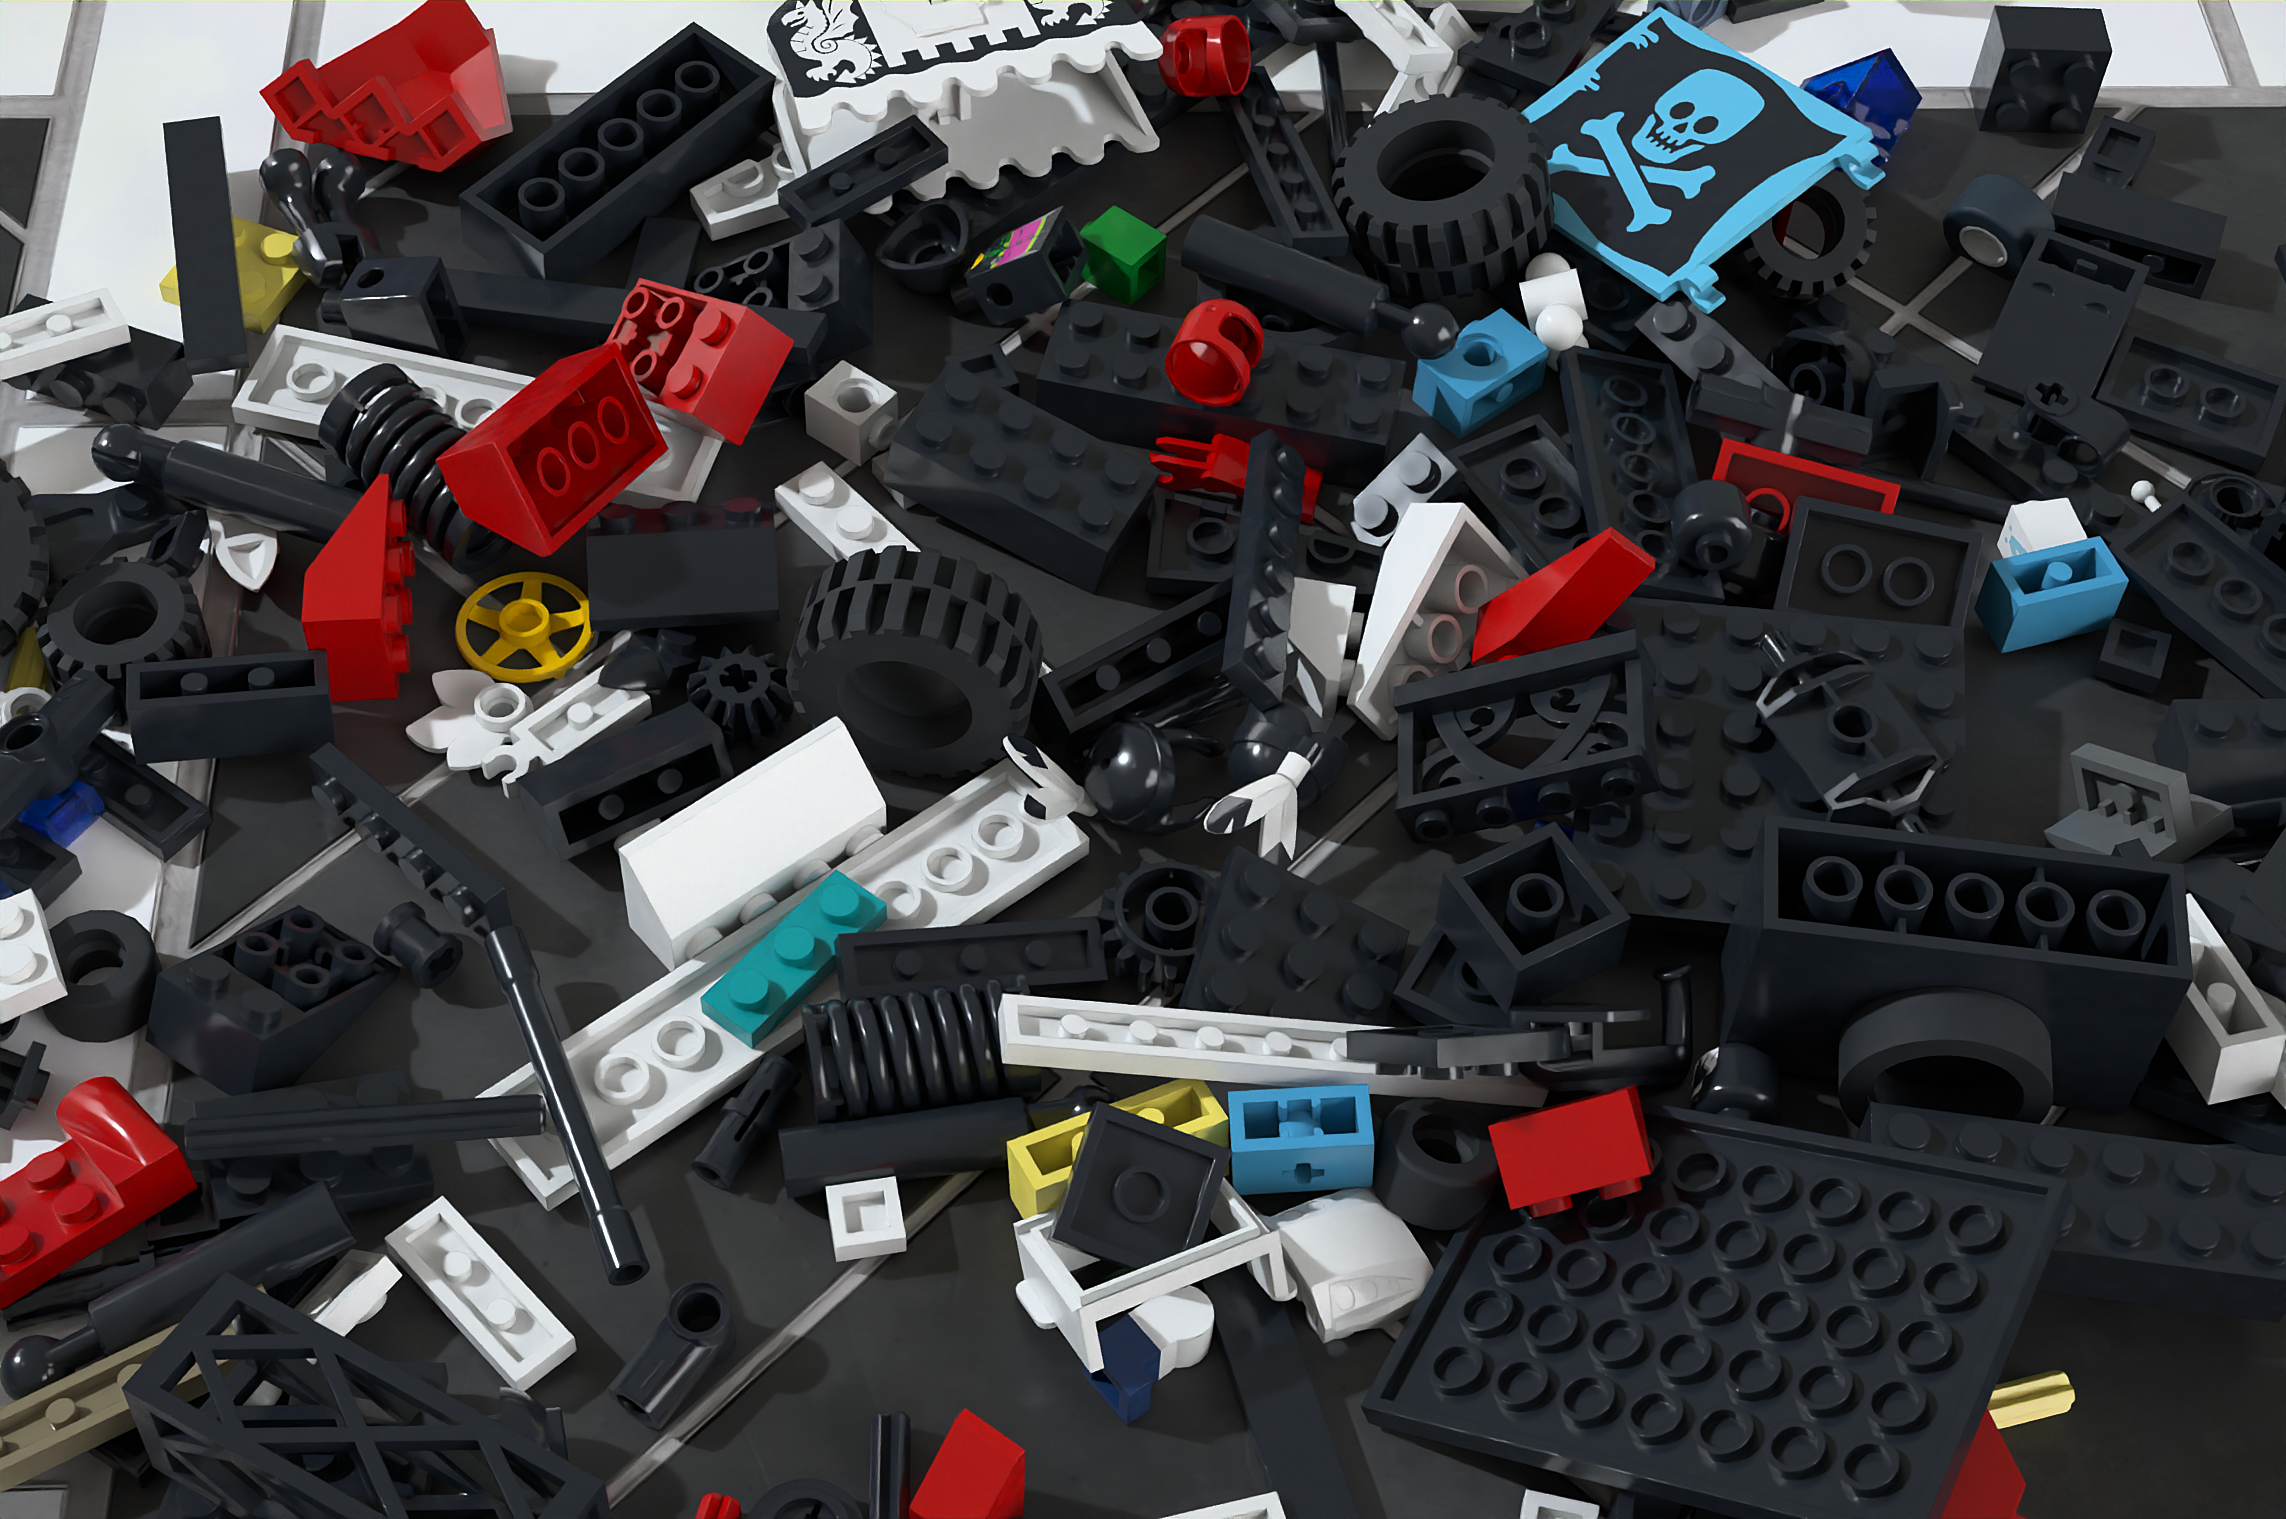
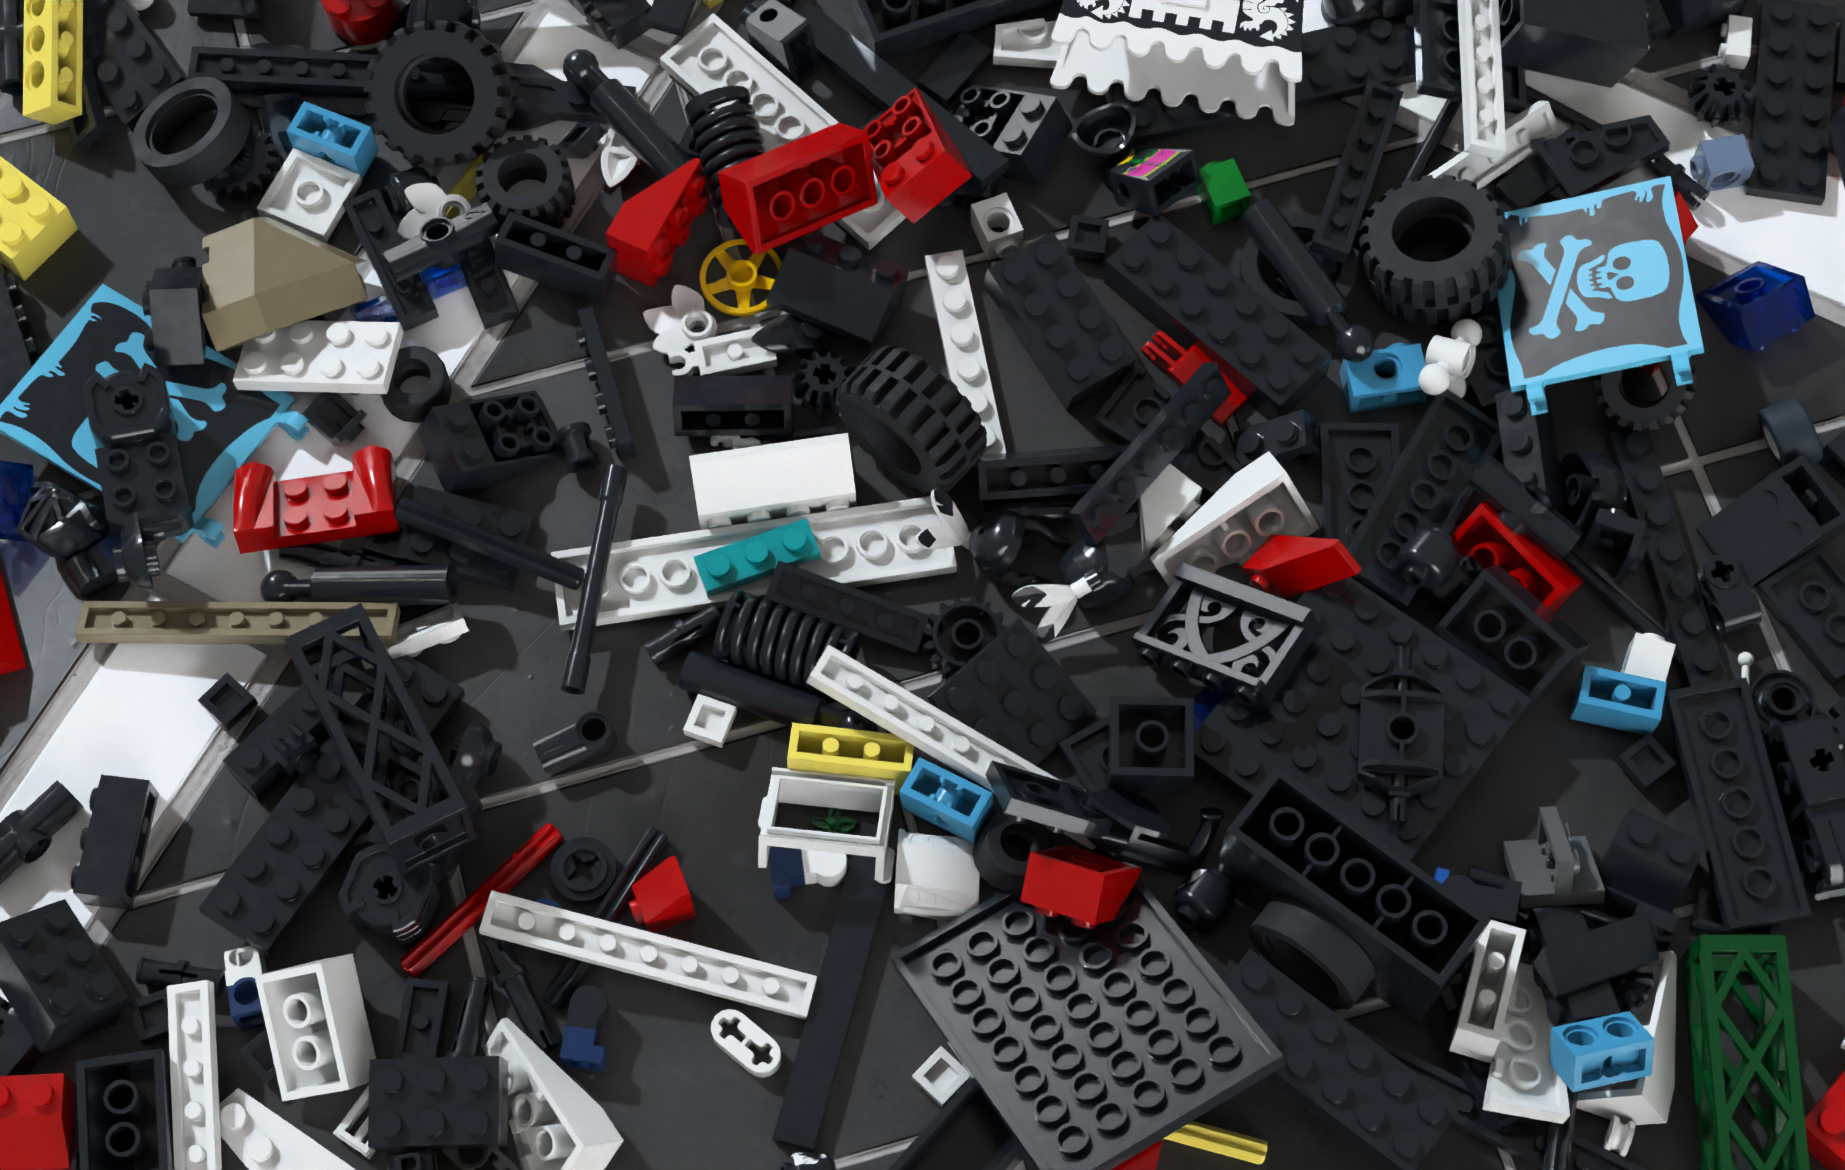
camera: 35 degrees right, 15 degrees up
(481, 1294) = (502, 659): white plate -> none
(864, 174) = (1091, 70): black plate -> none
(1137, 1190) = (835, 787): black plate -> none
(1205, 56) = (1356, 77): red helmet -> none
(1215, 352) = (1207, 300): red helmet -> none

